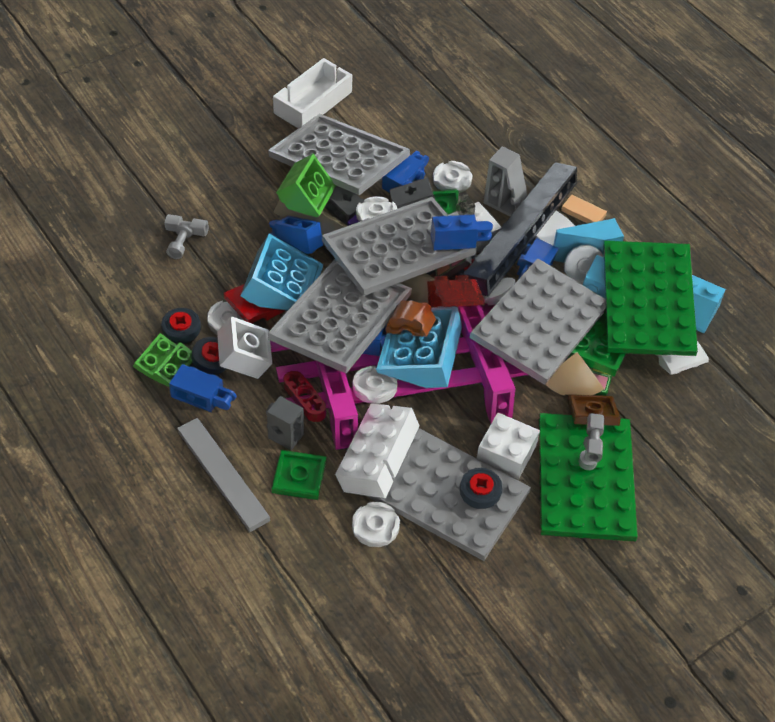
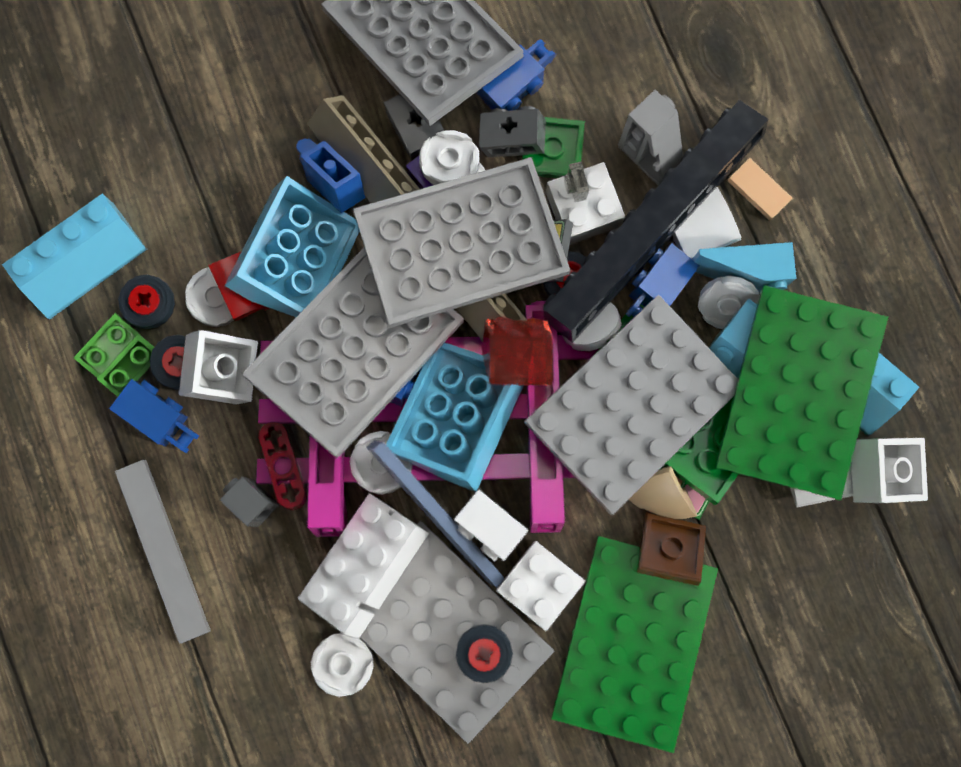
camera: 15 degrees right, 30 degrees up
(124, 306) = (74, 256): none -> medium azure slope
(184, 230) = (180, 130): light grey bar -> none
(299, 474) = (260, 570): green tile -> none
(306, 187) = (352, 106): bright green slope -> none
(413, 317) = (450, 378): dark orange cylinder -> none
(422, 404) = (435, 512): none -> sand blue tile
(452, 176) = (583, 91): white tile -> none
(458, 232) = (549, 247): blue brick -> none
(462, 410) = (490, 525): none -> white brick
(593, 444) = (645, 635): light grey bar -> none
(724, 338) = (889, 470): none -> white brick

